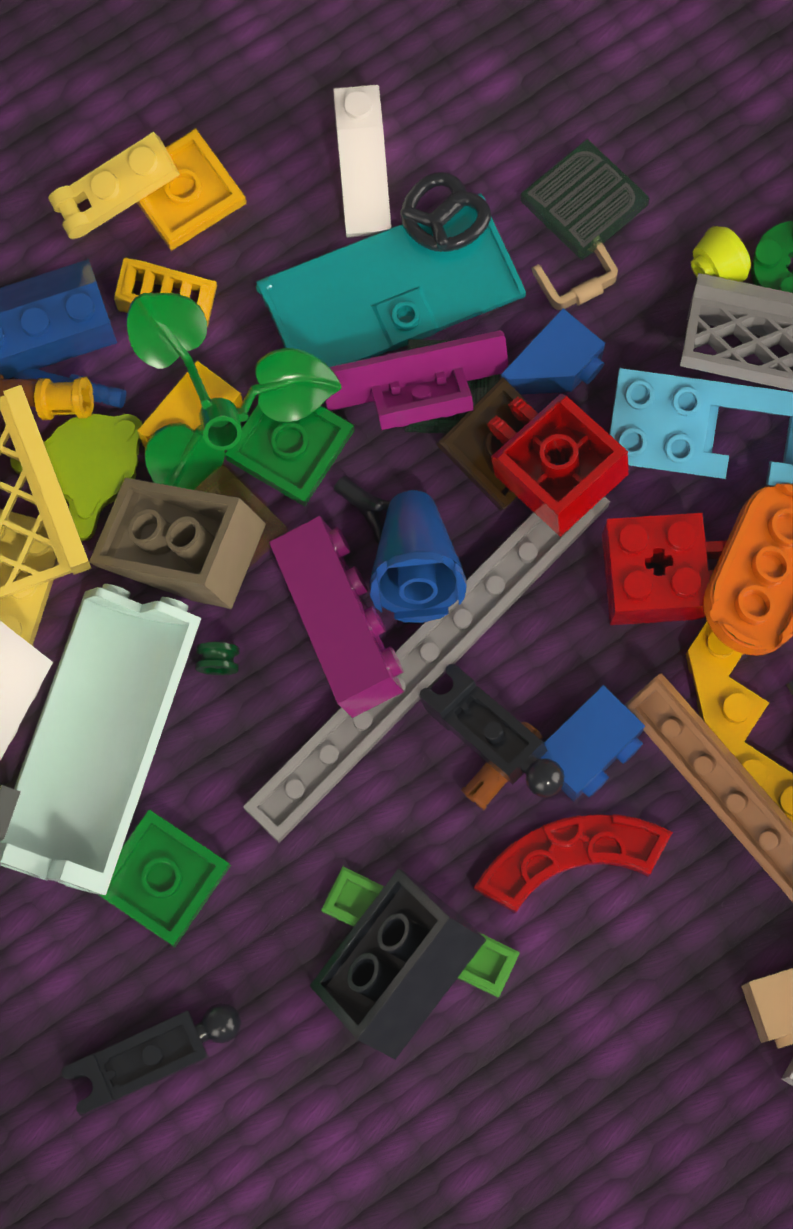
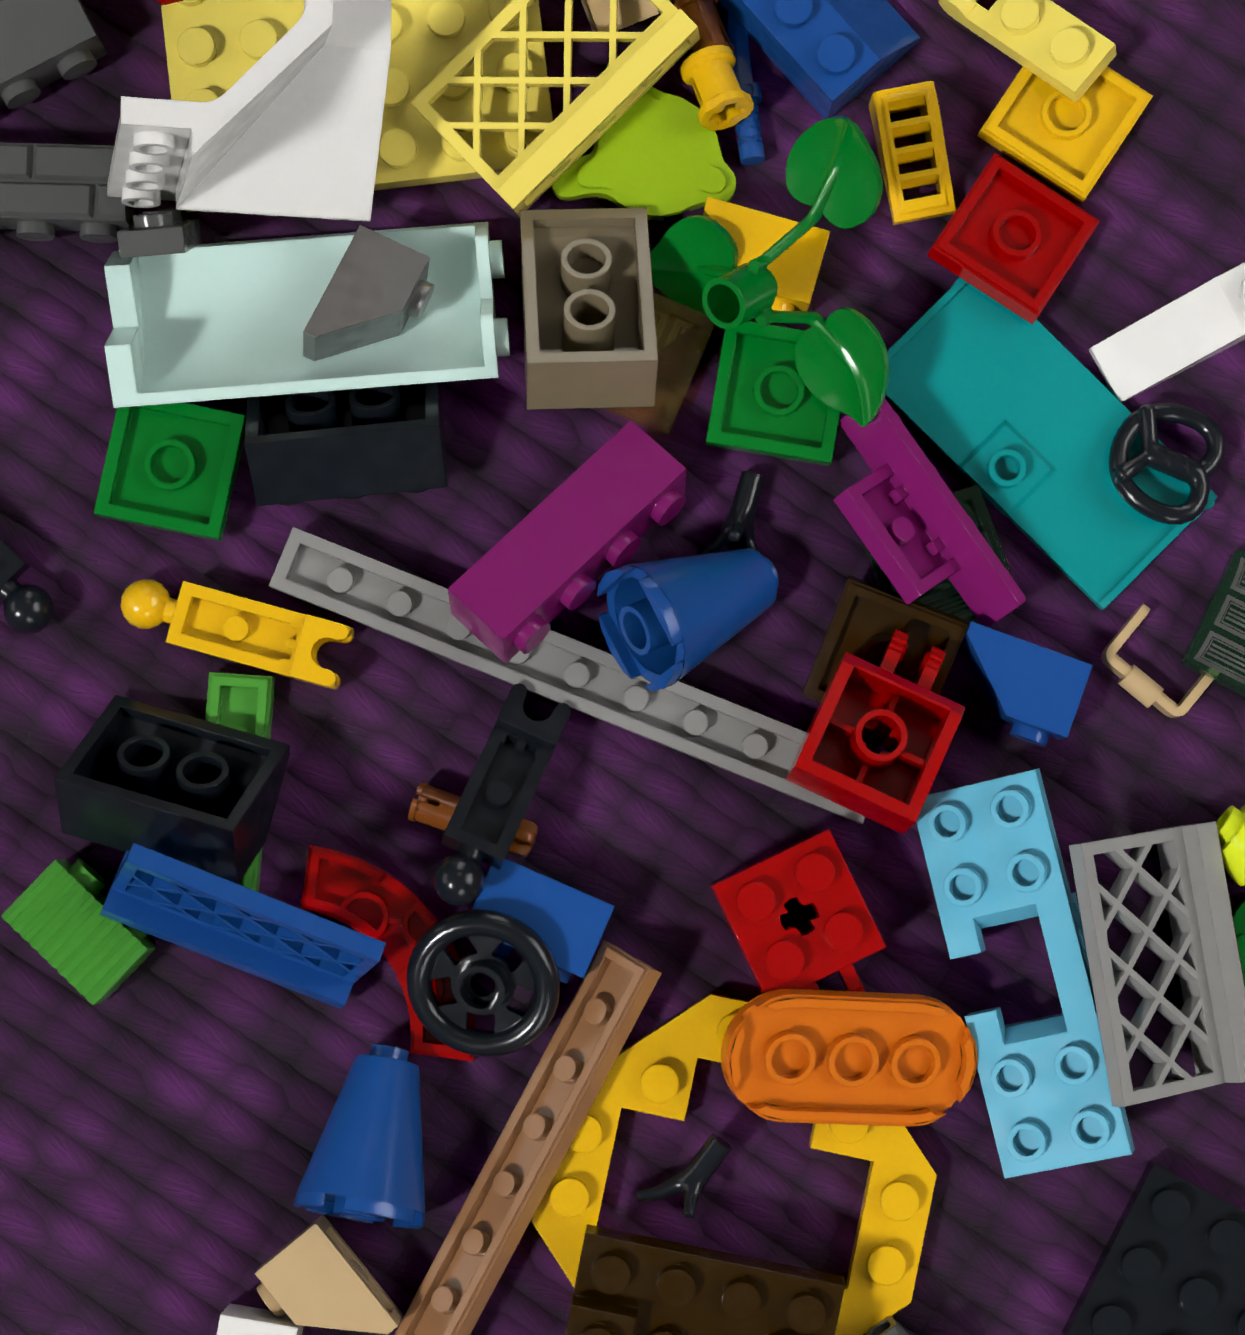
camera: 65 degrees right, 10 degrees up
(104, 683) = (368, 296): none -> flat silver slope
(200, 745) = (345, 443): none -> black slope
(217, 658) = (465, 418): dark green bush -> none
(252, 251) = (1013, 238): none -> red tile
(299, 877) = (237, 629): none -> yellow plate
(470, 1075) = (65, 927): none -> bright green brick
(514, 948) = (239, 926): none -> blue fence
(587, 777) = (449, 1019): none -> black plate
(708, 923) = (371, 1146): none -> blue cone

